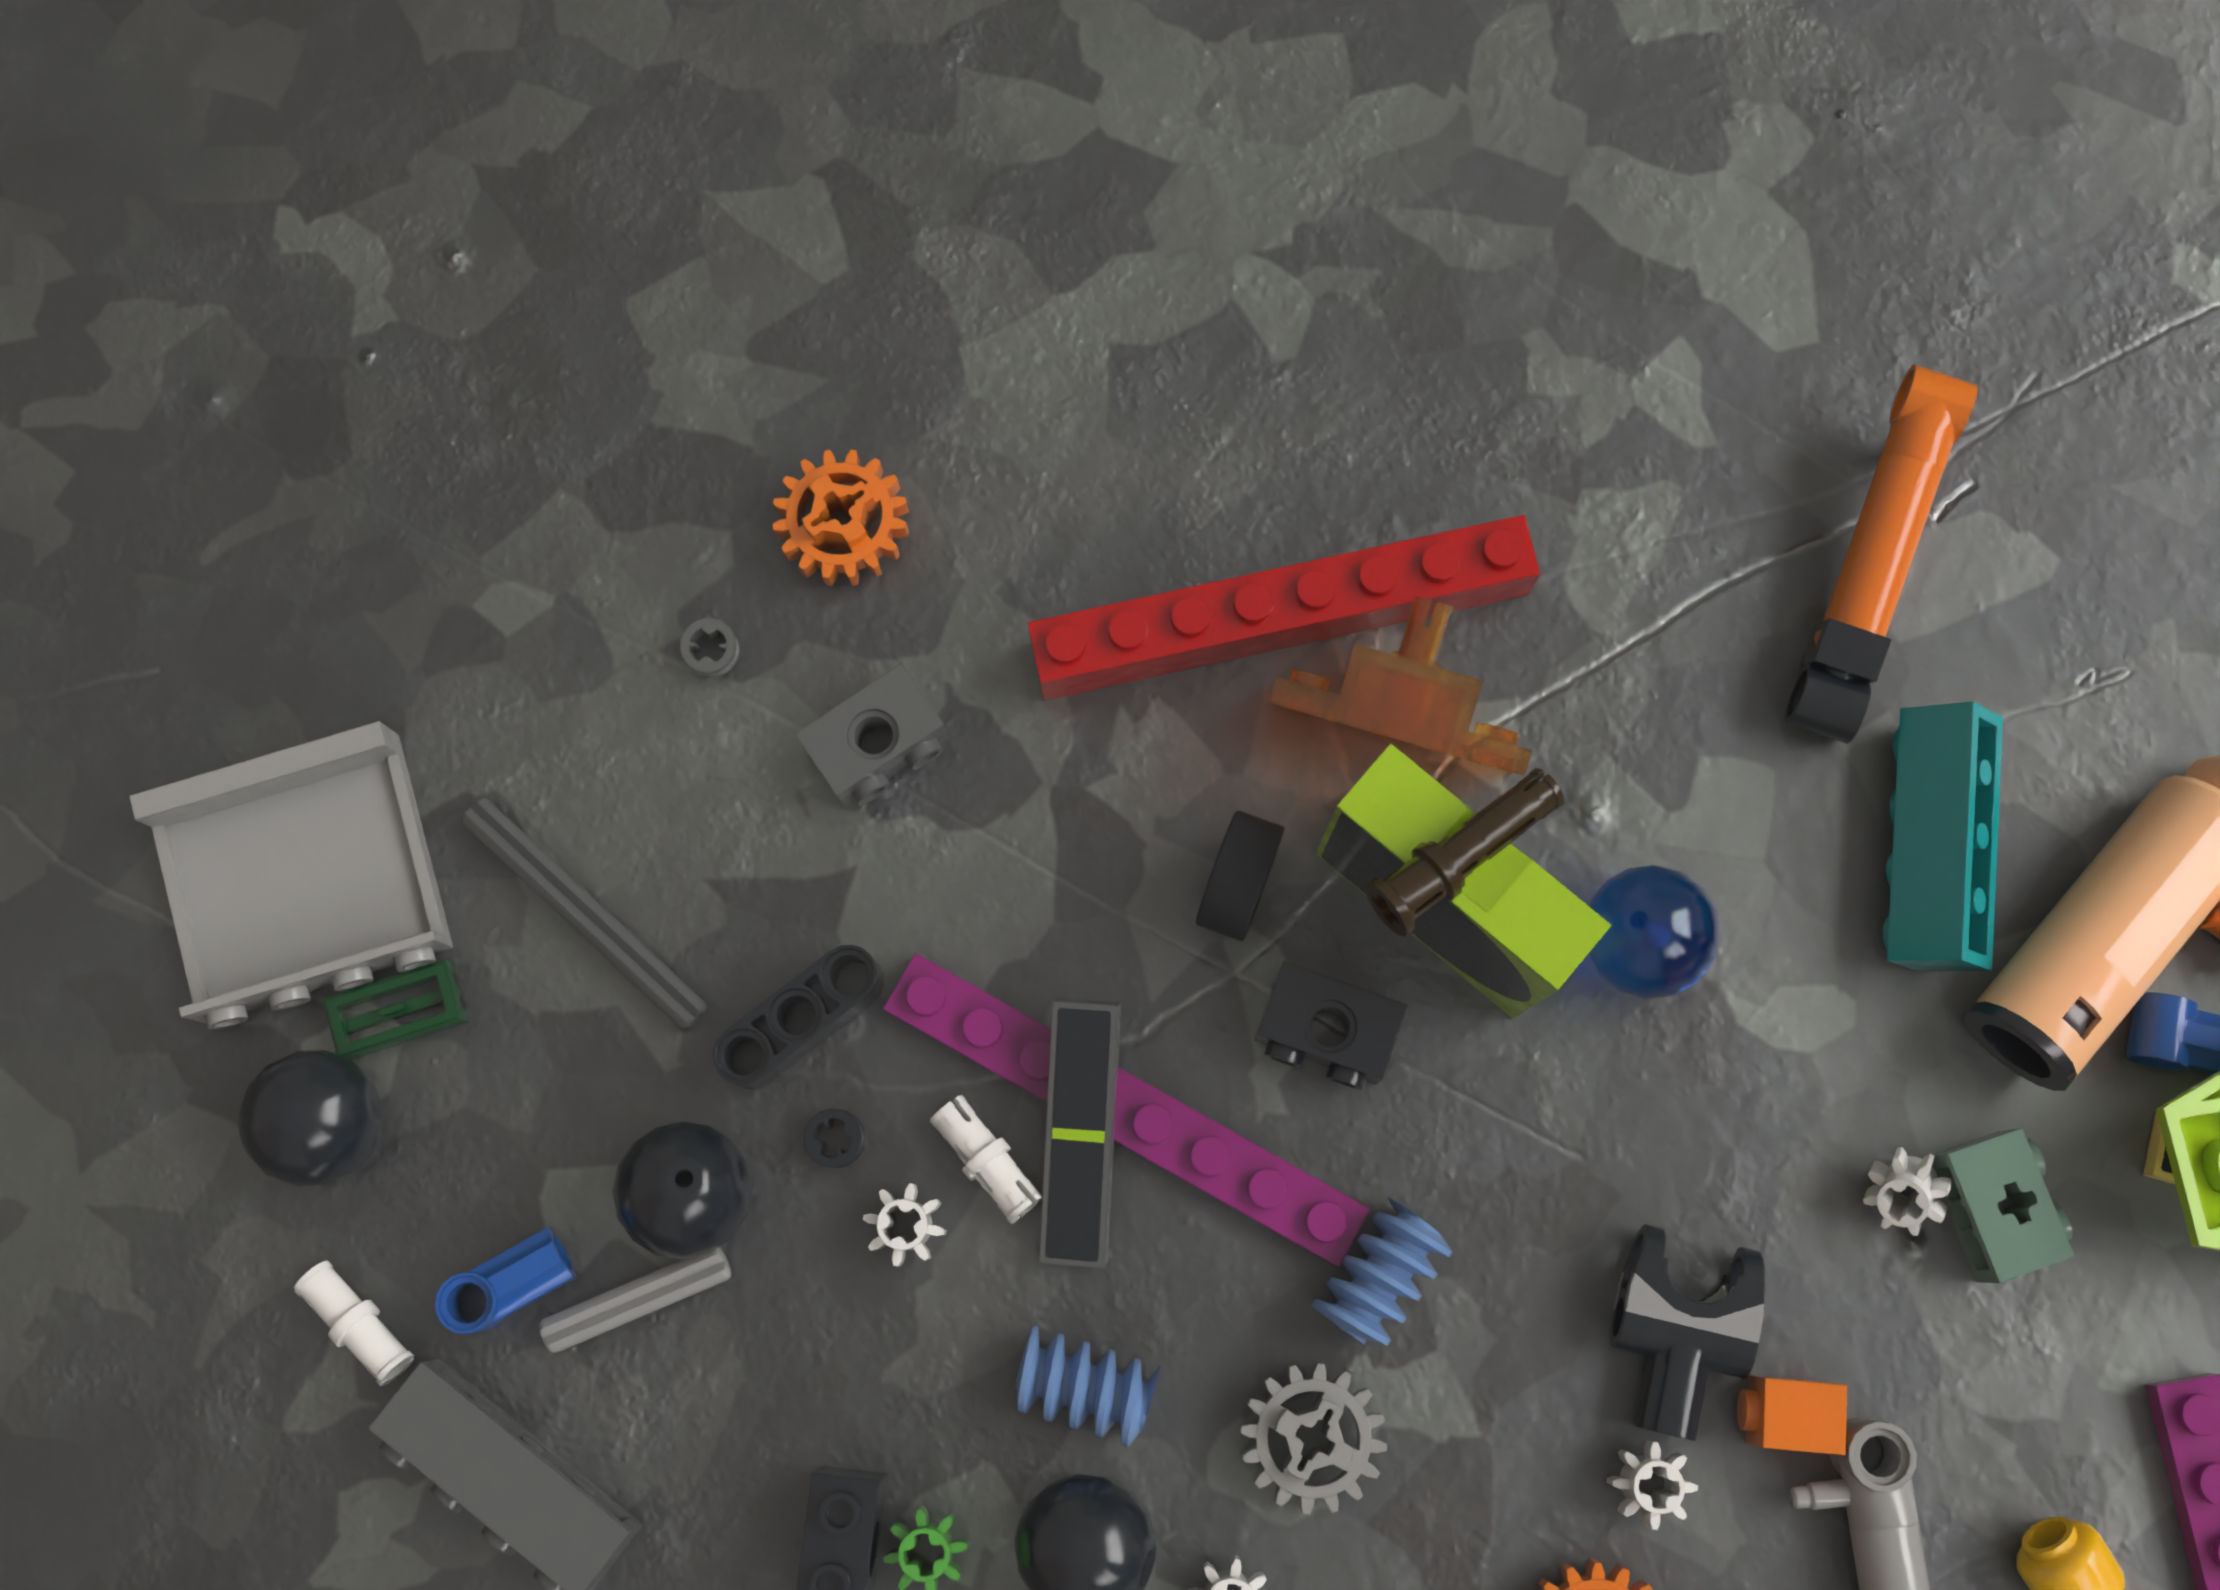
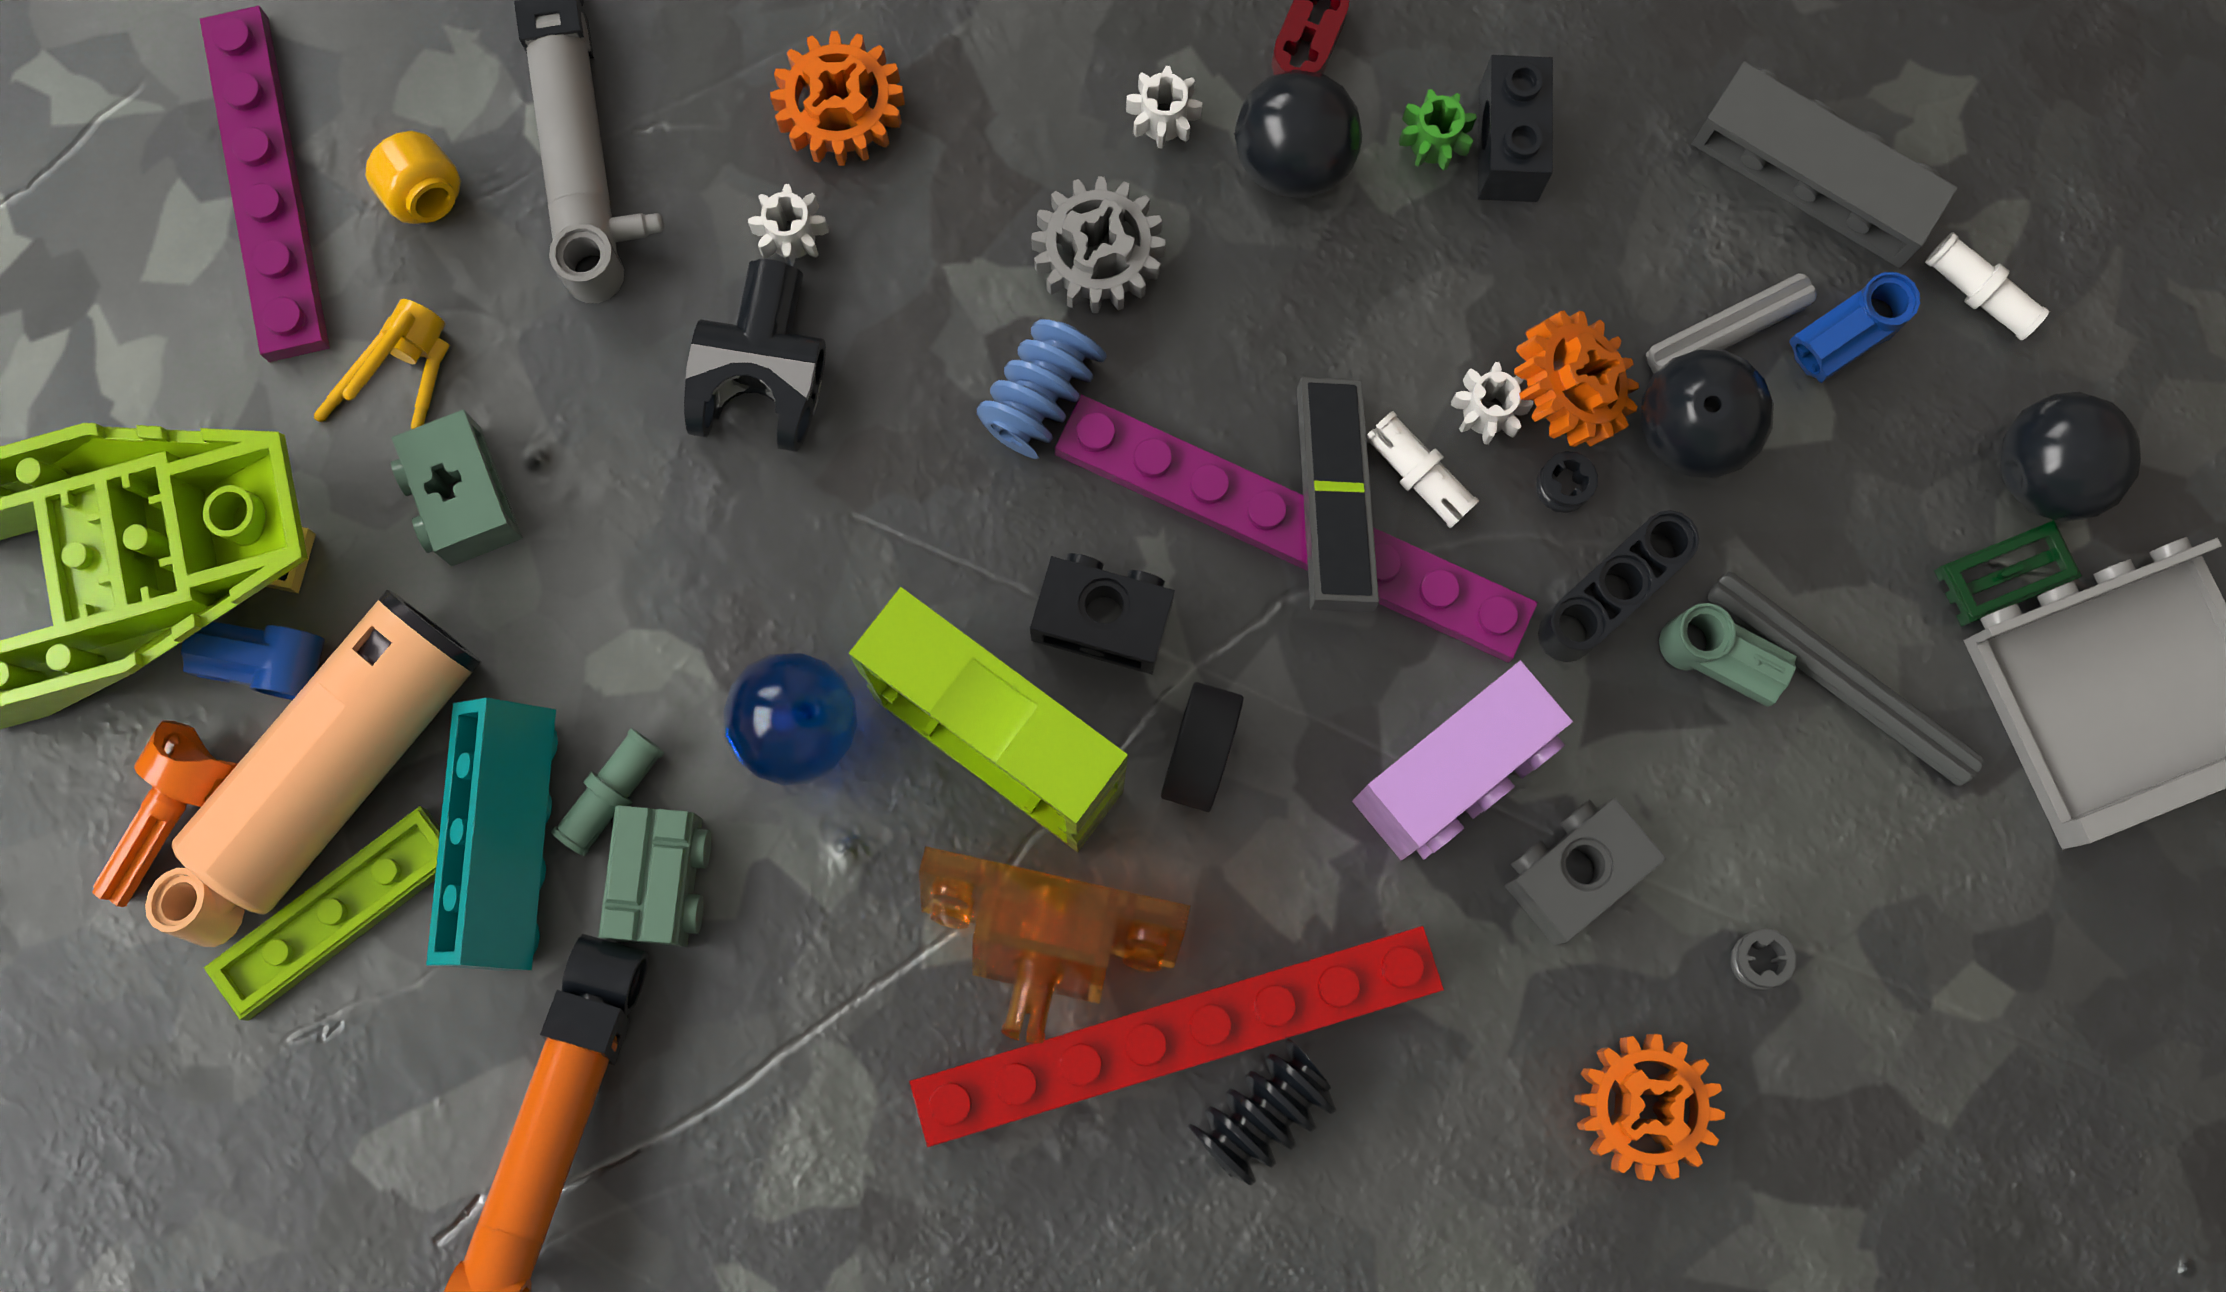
camera: 170 degrees right, 0 degrees up
(695, 939) = (1731, 654): none -> sand green piece
(813, 1241) = (1576, 378): none -> orange gear
(985, 835) = (1464, 764): none -> lavender brick
(1084, 1387) = (1310, 271): medium blue piece -> none
(1202, 529) = (1266, 1113): none -> black piece
(1441, 867) = (1024, 686): dark brown pin -> none
(1783, 791) = (654, 876): none -> sand green brick
(1794, 1414) = (657, 292): orange brick -> none
(1830, 880) = (606, 790): none -> sand green pin
(1921, 1203) = (544, 493): white gear -> none
(2063, 1385) = (407, 335): none -> yellow plant
(2098, 782) = (328, 916): none -> lime tile

